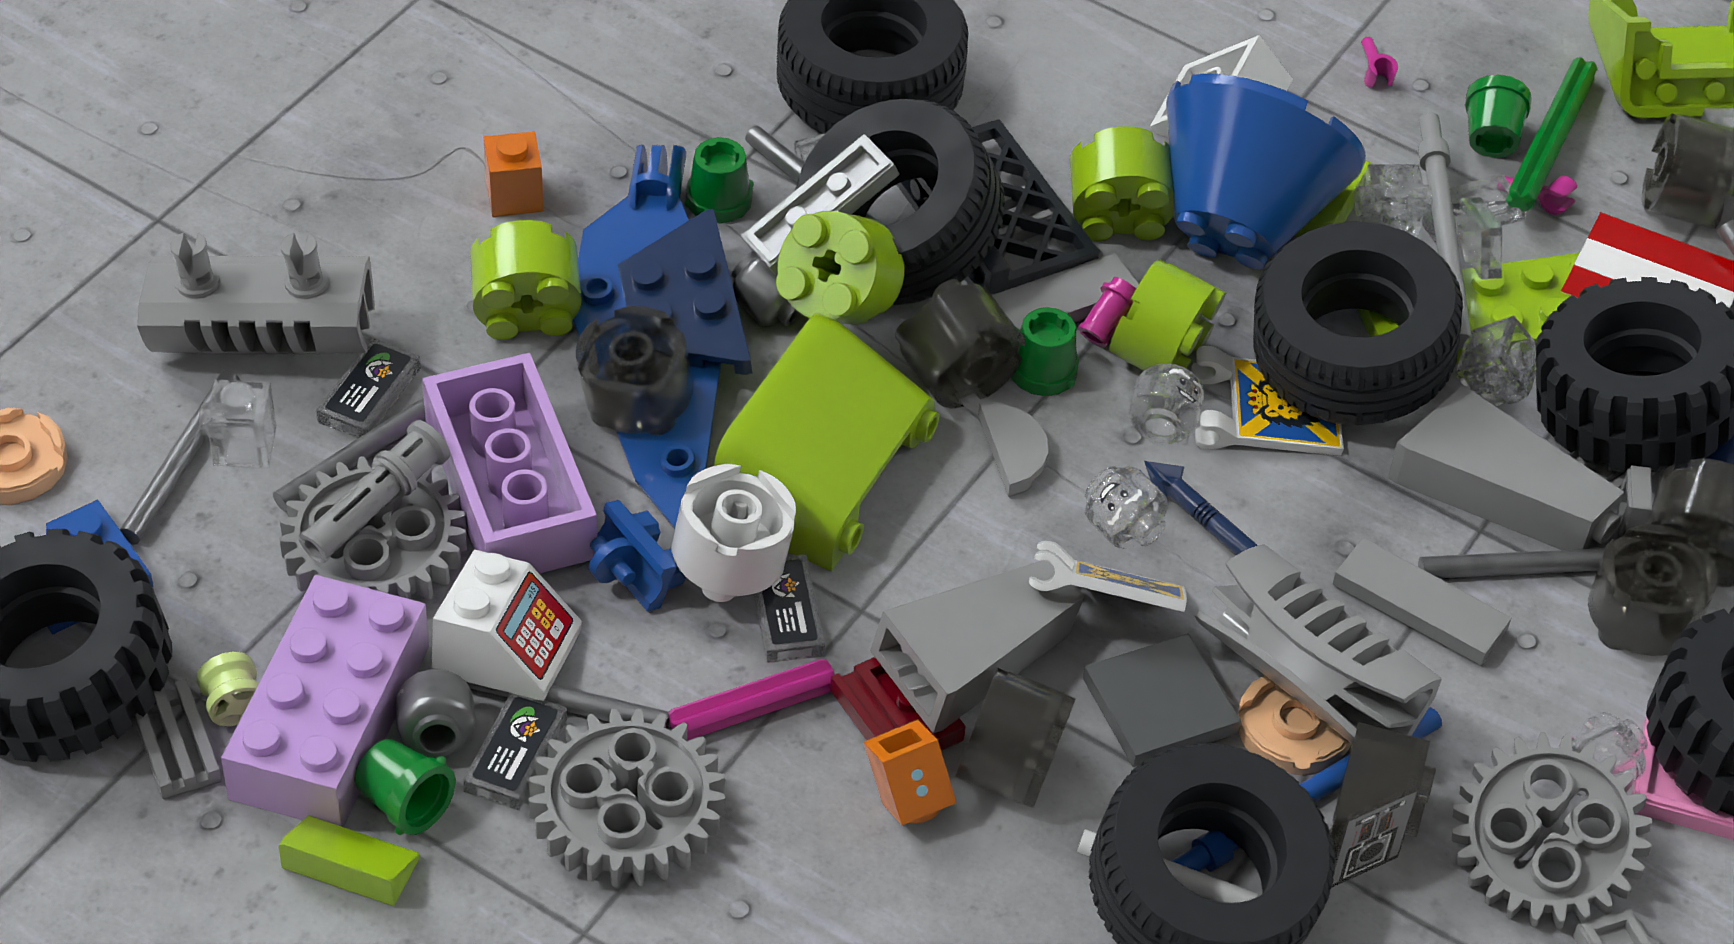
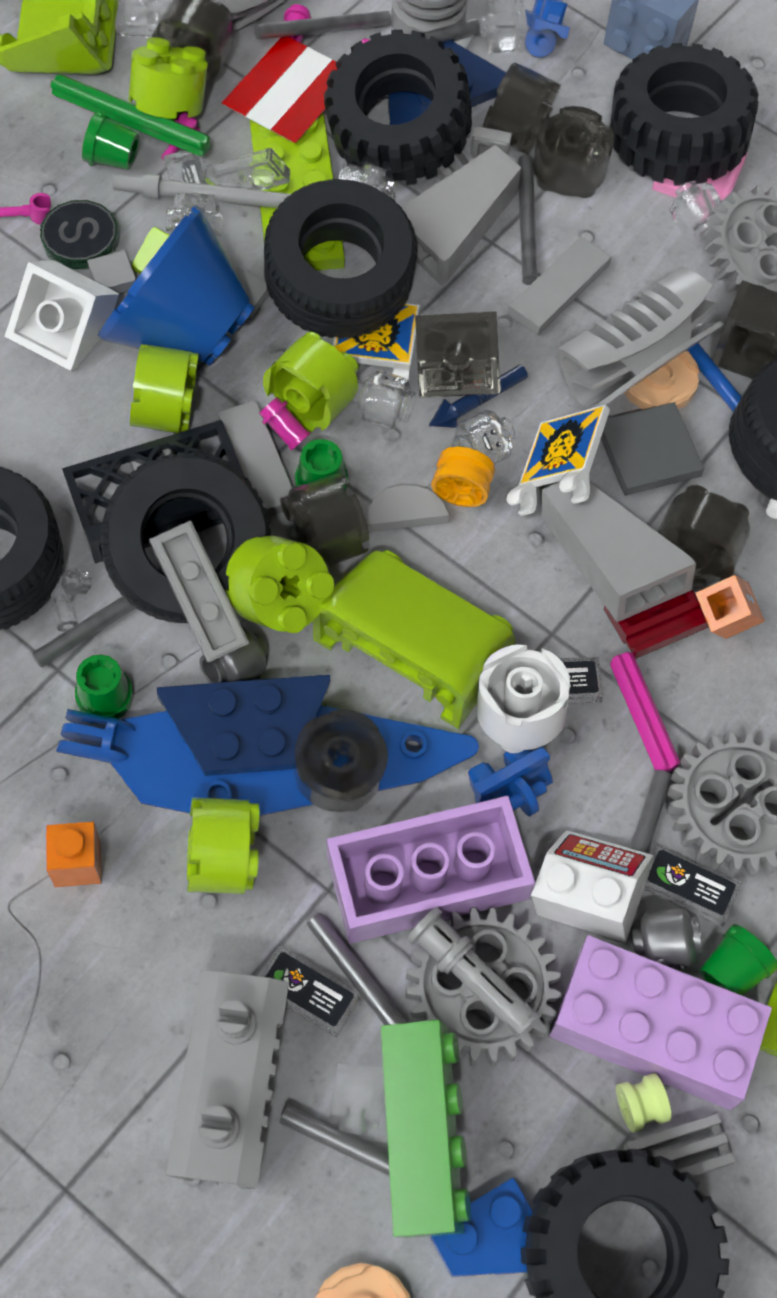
camera: 85 degrees left, 15 degrees up
(196, 463) = (423, 1130): none -> bright green brick
(1062, 485) = (463, 476): none -> light orange wheel
(1253, 472) = (457, 354): none -> clear smoke slope
(1361, 103) = (78, 233): none -> black tile
(1607, 147) = (167, 79): none -> lime brick

